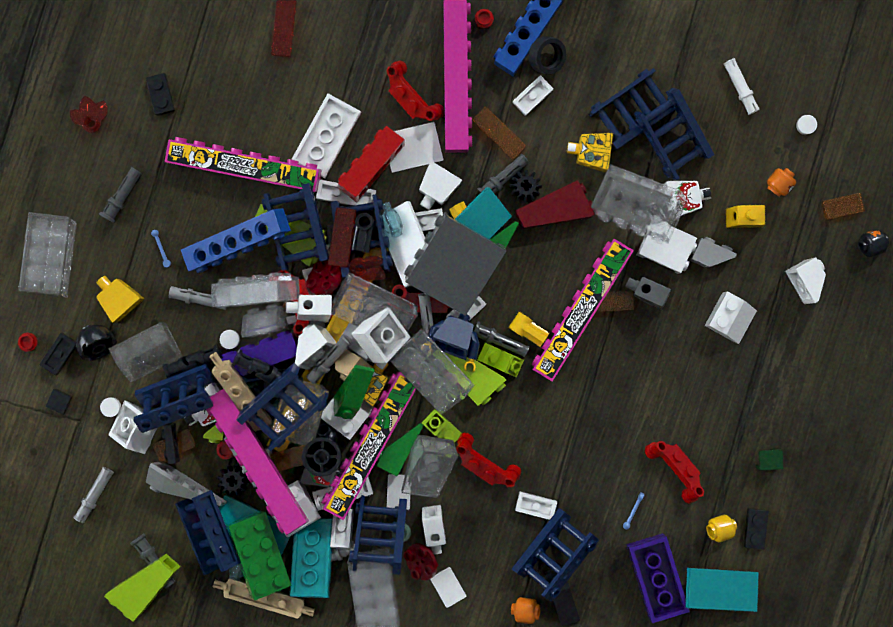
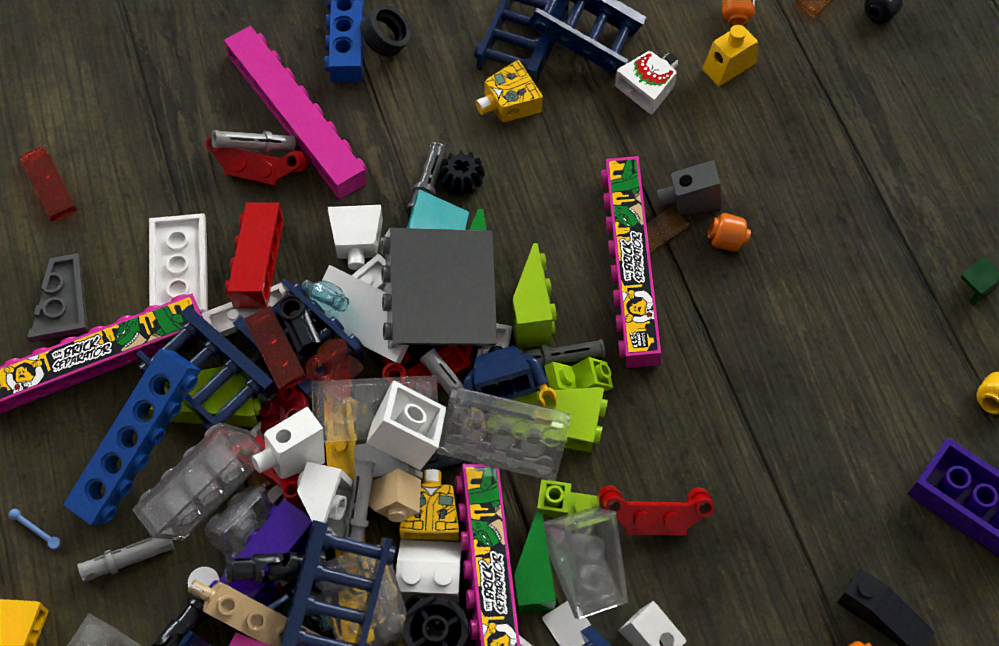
camera: 40 degrees left, 25 degrees down
(248, 117) = (62, 301): none -> dark grey wing
(352, 392) = (418, 519): green slope -> none
(419, 149) = (303, 213): white sticker -> none
(424, 88) = (264, 141): none -> light grey pin
(484, 18) = (286, 42): red plate -> none
(499, 133) = (389, 141): clear orange tile -> none
(500, 305) = (531, 310): none -> lime slope
(525, 327) = (576, 321): yellow piece -> none
(532, 95) = (399, 82): white plate -> none
(535, 505) = (760, 521): white plate -> none
(537, 550) = (807, 546): dark blue fence -> none
(557, 207) = (515, 172): dark red slope -> none
(626, 525) = (887, 471): medium blue hinge -> none
(635, 200) = (605, 101): clear brick -> none
(651, 331) = (728, 232): none -> orange head
(671, 254) = (671, 134): white panel -> none
(681, 466) = (891, 355): red plate -> none
(710, 254) = (724, 115): light grey slope -> none
(731, 317) = (801, 163): white slope -> none
(808, 279) = (851, 72): white slope -> none

